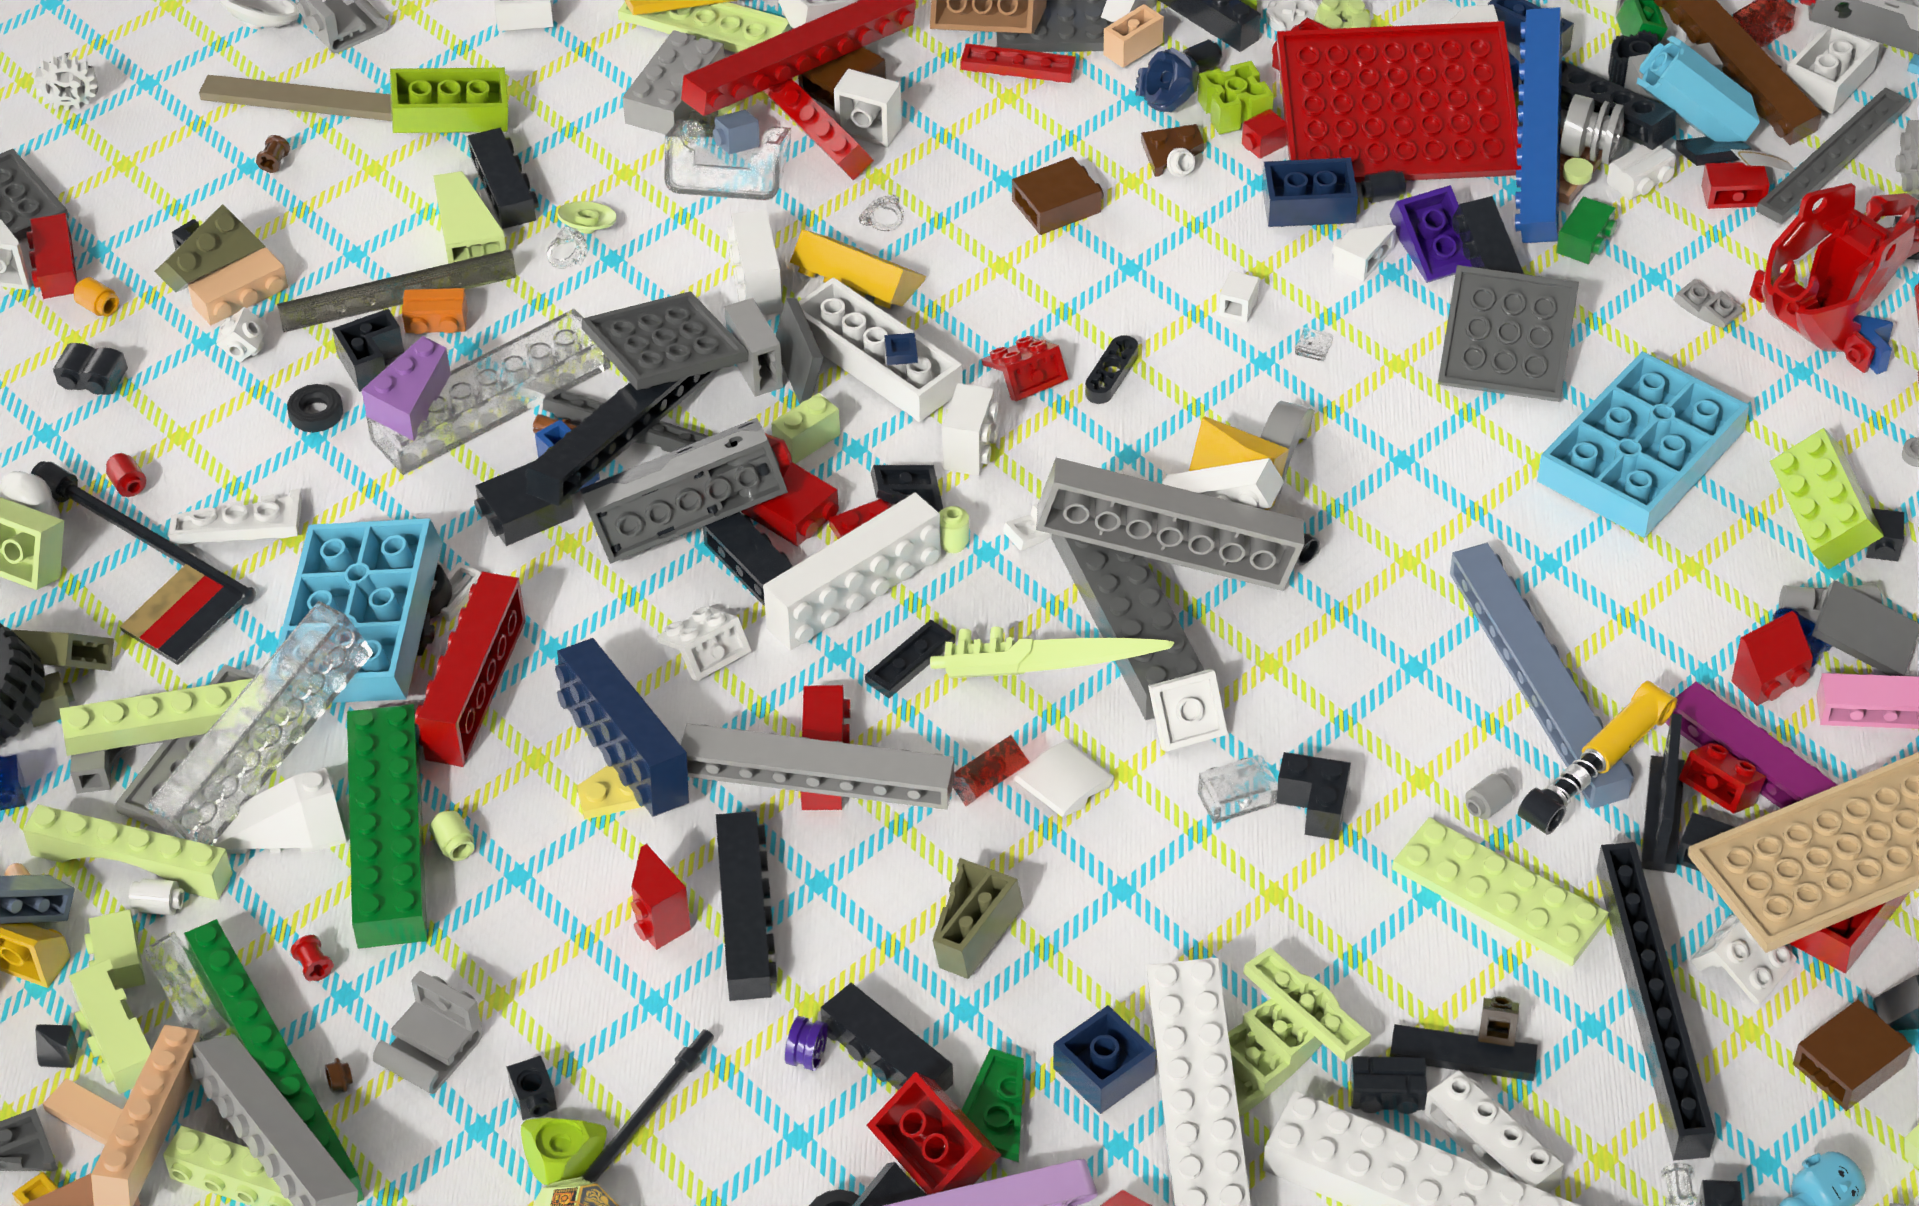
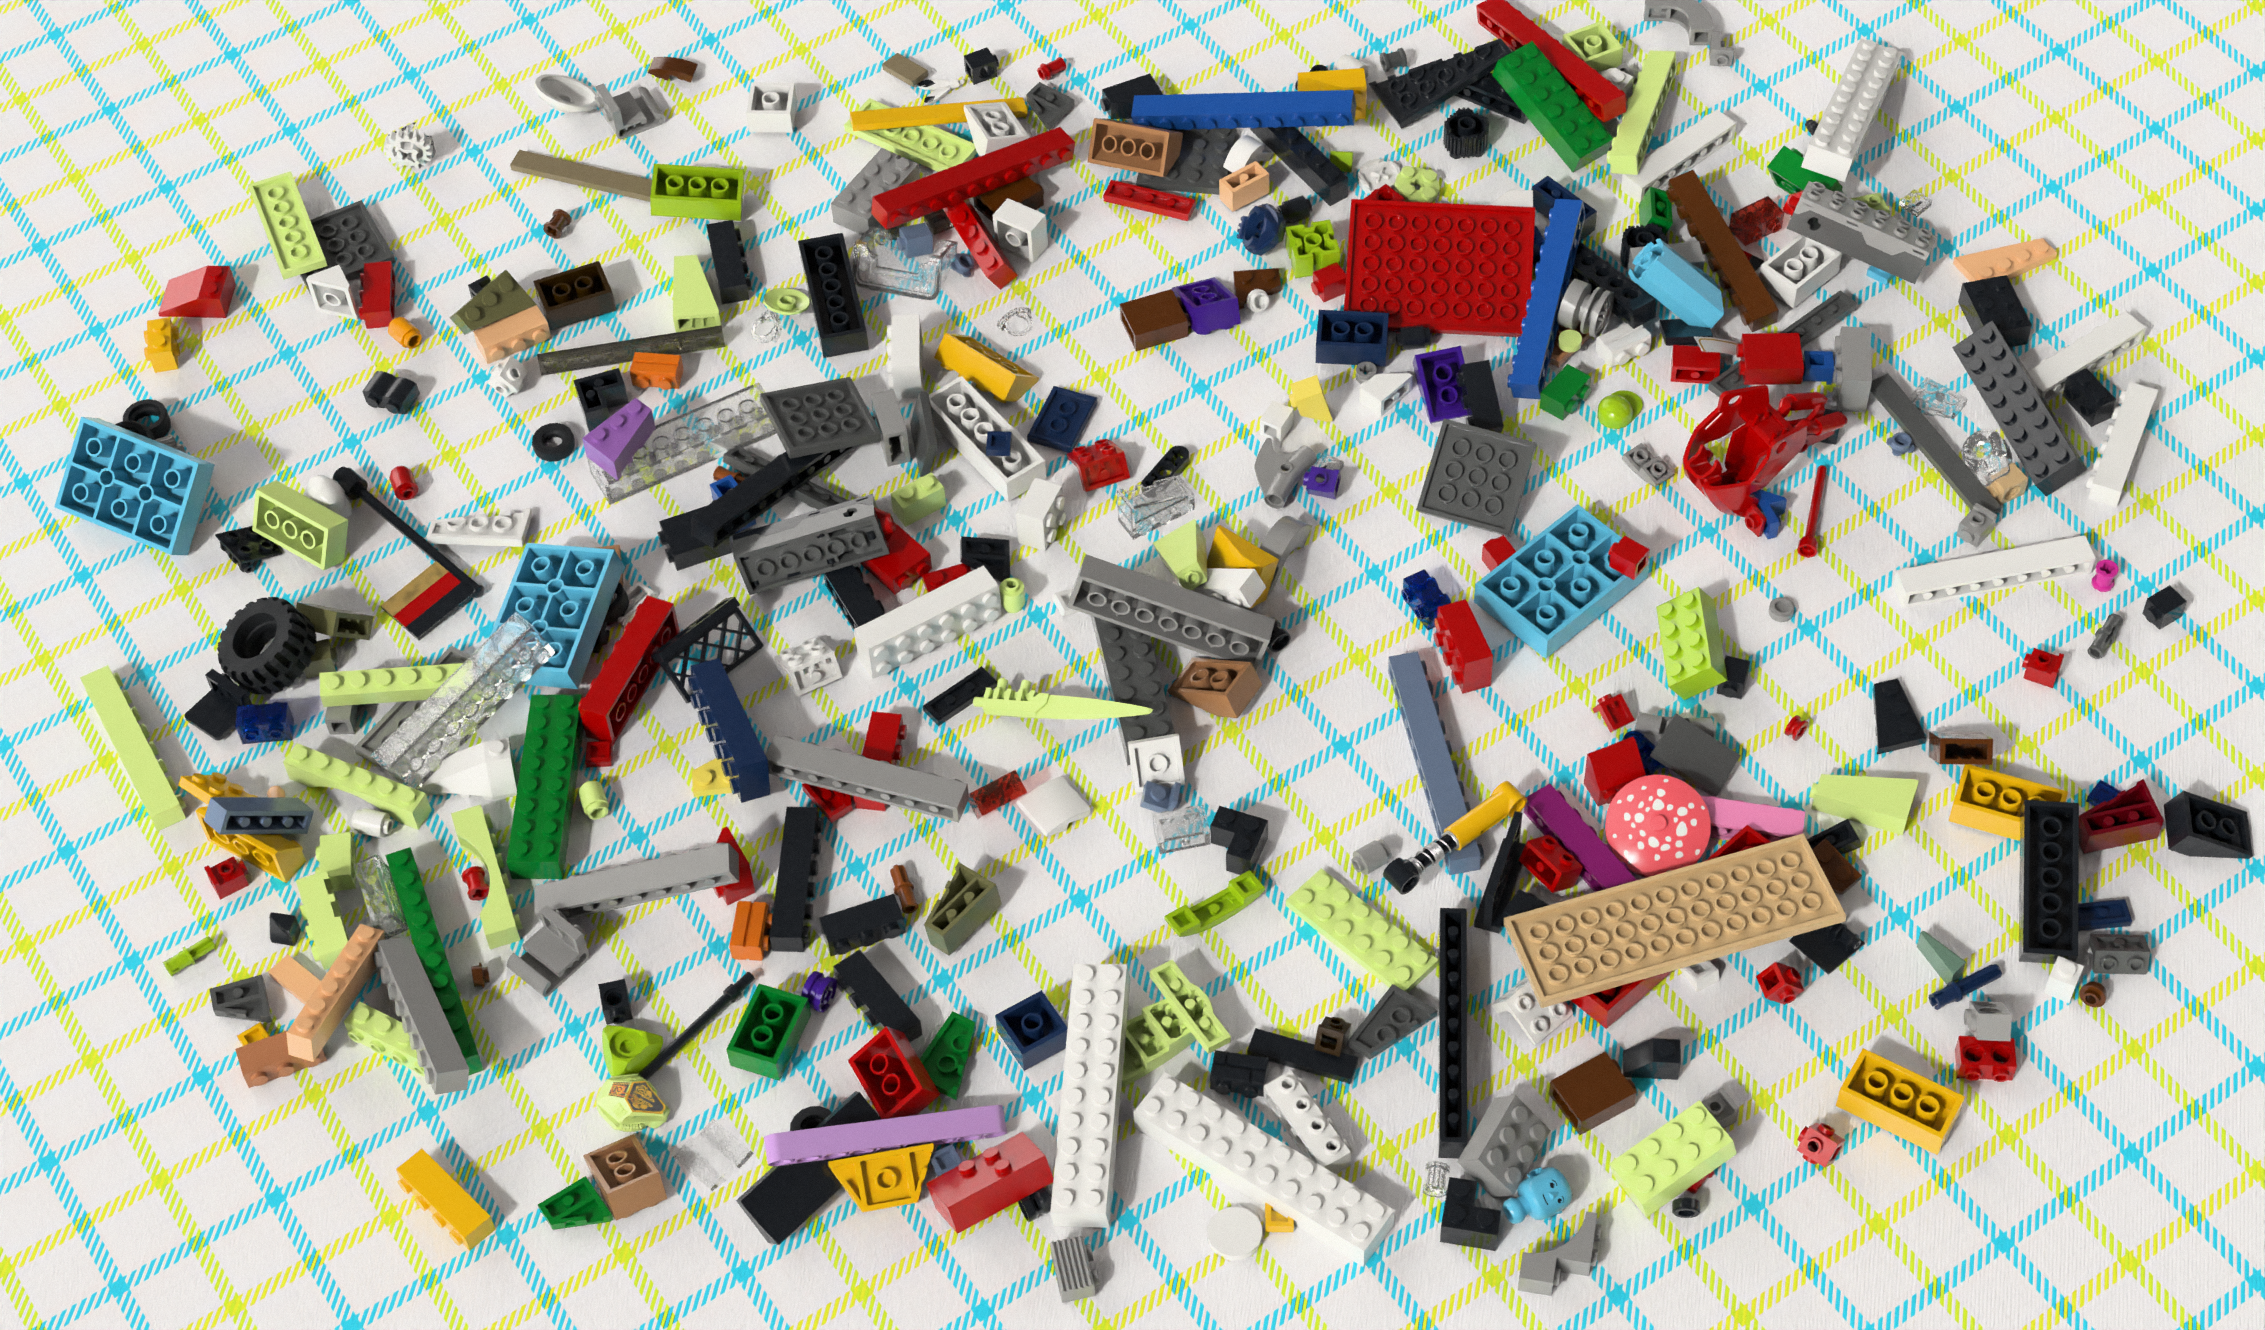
camera: 10 degrees right, 5 degrees up
(313, 232) = (574, 295): none -> dark brown brick
(349, 997) = (496, 916): none -> yellowish green arch
(447, 779) = (599, 754): none -> red tile
(541, 927) = (640, 882): none -> light grey brick
(560, 607) = (699, 629): none -> black fence
(646, 203) = (833, 295): none -> black brick
(696, 976) = (750, 931): none -> orange brick
(750, 1102) = (769, 1032): none -> green brick
(761, 108) = (938, 221): none -> clear smoke tile
(772, 804) = (830, 802): none -> red wing
(801, 154) = (963, 264): none -> sand blue plate
(845, 953) = (862, 925): none -> black brick
(889, 902) = (903, 889): none -> dark orange axle
(967, 320) = (1062, 419): none -> dark blue tile
(1108, 407) = (1153, 505): none -> clear wedge
(1124, 173) = (1208, 305): none -> dark purple slope
(1163, 457) = (1185, 555): none -> yellowish green slope
(1201, 754) = (1161, 798): none -> sand blue bracket
(1241, 610) = (1217, 685): none -> medium nougat slope
(1258, 354) = (1280, 472): none -> light grey pin
(1278, 264) = (1310, 399): none -> light yellow slope
(1307, 880) = (1217, 908): none -> lime slope
(1316, 368) = (1328, 487): none -> dark purple brick
(1333, 225) = (1365, 367): none -> light grey bush
(1479, 482) = (1424, 597): none -> clear blue brick
(1544, 531) = (1463, 646): none -> red brick
(1552, 420) = (1496, 552): none -> red brick
(1567, 996) = (1390, 1021): none -> dark grey wing
(1654, 245) = (1619, 409): none -> lime cap
(1726, 403) = (1628, 557): none -> red brick
(1749, 590) = (1614, 711): none -> red bracket
(1761, 1132) = (1504, 1146): none -> light grey brick
(1828, 163) = (1770, 358): none -> red brick
(1846, 715) = (1657, 825): none -> coral dish
(1882, 173) = (1818, 366): none -> blue brick

